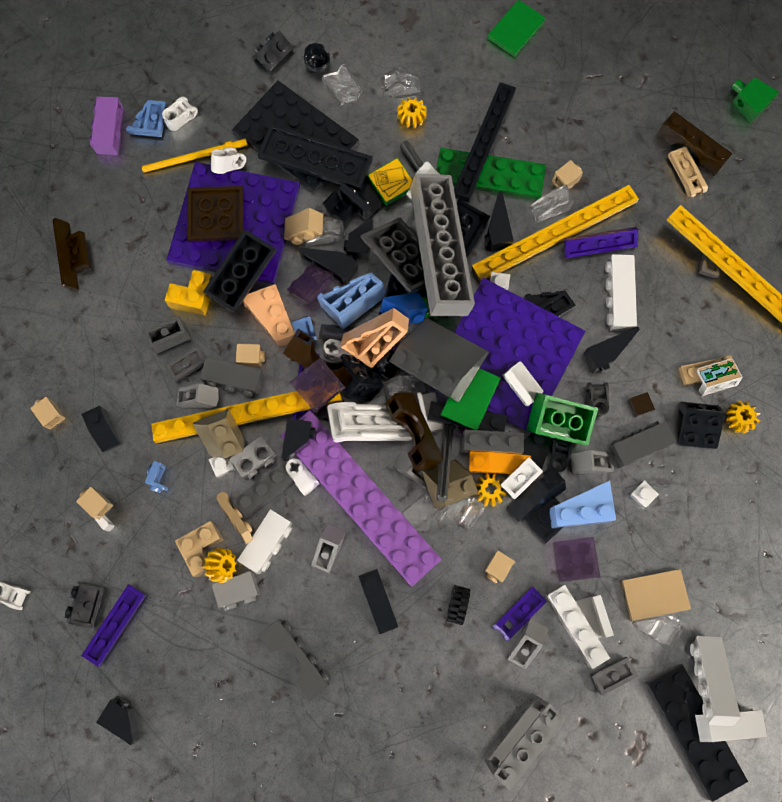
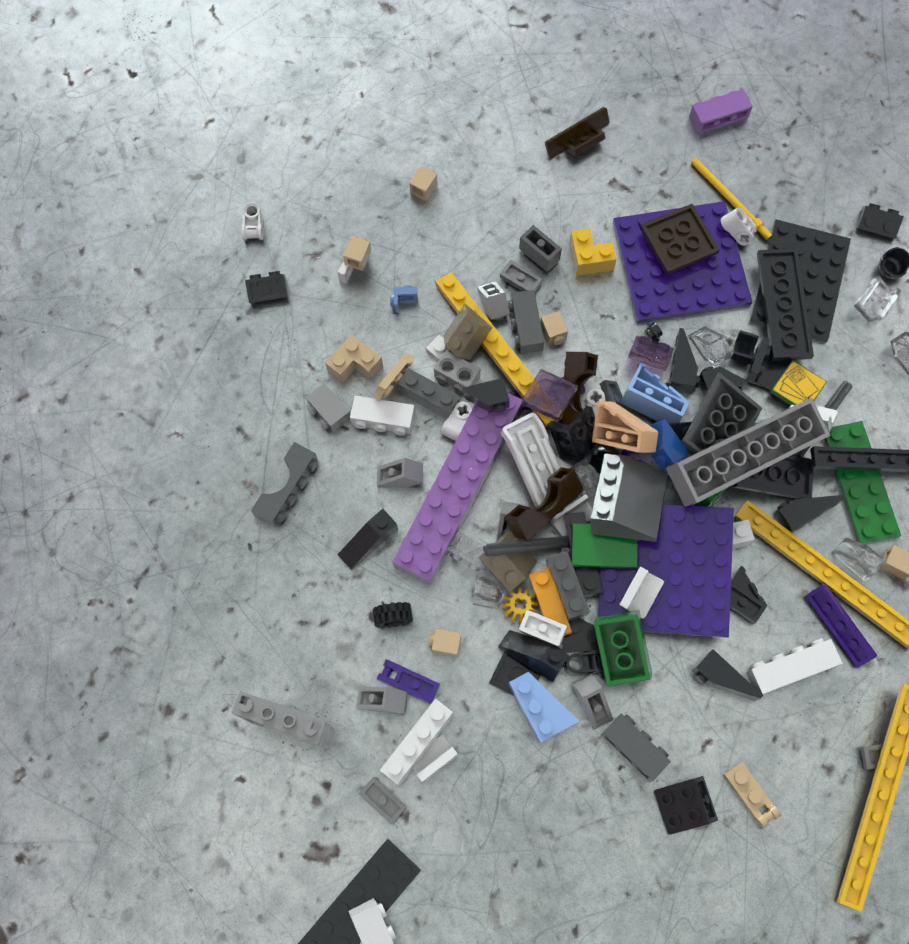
camera: 70 degrees right, 5 degrees down
(101, 428) = (428, 232): black slope -> none
(113, 625) = (258, 319): dark purple plate -> none
(120, 720) = (178, 358): black slope -> none
(149, 120) = (746, 144): medium blue wing -> none
(179, 112) = (764, 166): white piece -> none
(220, 565) = (351, 378): yellow gear -> none
(239, 271) = (630, 280): black slope -> none
(270, 313) = (606, 328): light nougat wedge -> none
(290, 273) = (653, 331): none -> black plate
(303, 226) = (706, 322): tan brick -> none
(304, 324) = (605, 367): medium blue bracket -> none
(411, 112) = (891, 382): yellow gear -> none
(576, 559) = (485, 720): clear purple plate -> none
(598, 396) = (666, 681): dark grey piece -> none
(641, 404) = (680, 733): dark brown tile -> none
(643, 494) = (583, 769): white plate -> none
(655, 595) = (482, 818): tan tile -> none
(715, 681) = (414, 903): white brick -> none
(719, 376) = (749, 807): panel -> none
(748, 415) = (724, 853): yellow gear -> none

